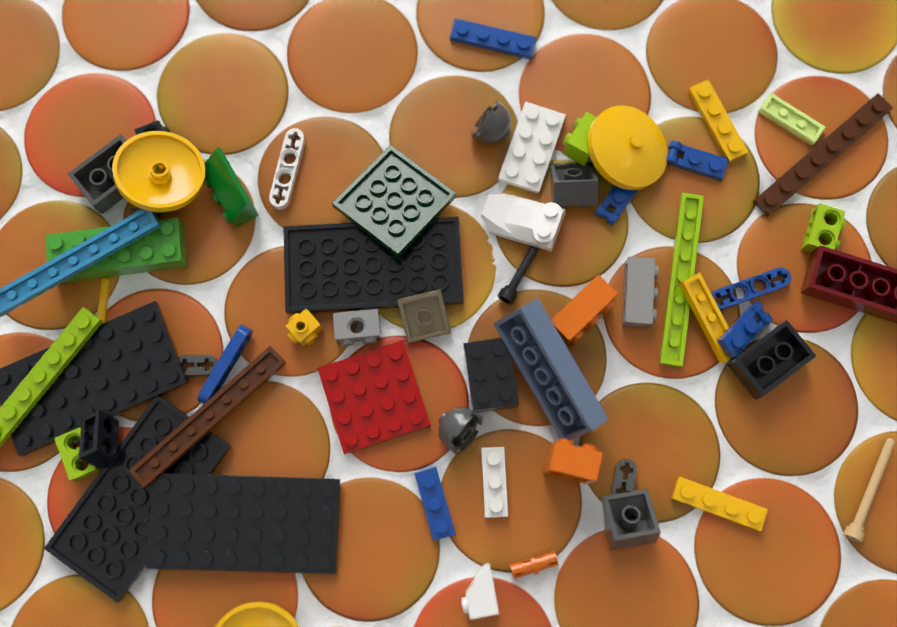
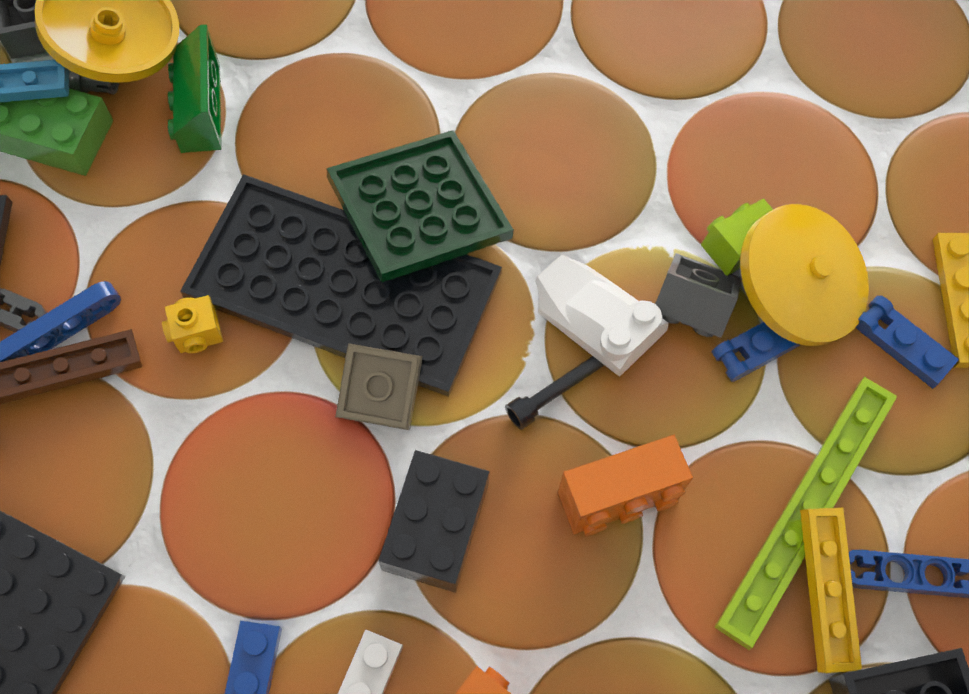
camera: 20 degrees right, 10 degrees down
(284, 168) = (297, 107): white beam -> none
(346, 320) = (257, 344): light grey brick -> none
(373, 397) = (242, 476): red plate -> none
(458, 428) = (343, 582): dark grey cylinder -> none
(492, 38) = (671, 55): blue plate -> none
(493, 124) = (615, 162): dark grey cylinder -> none
(531, 147) = (658, 220): white plate -> none
(551, 371) = (530, 554): sand blue brick -> none
(639, 292) = (731, 499): light grey brick -> none
(744, 330) = (880, 635): blue plate -> none

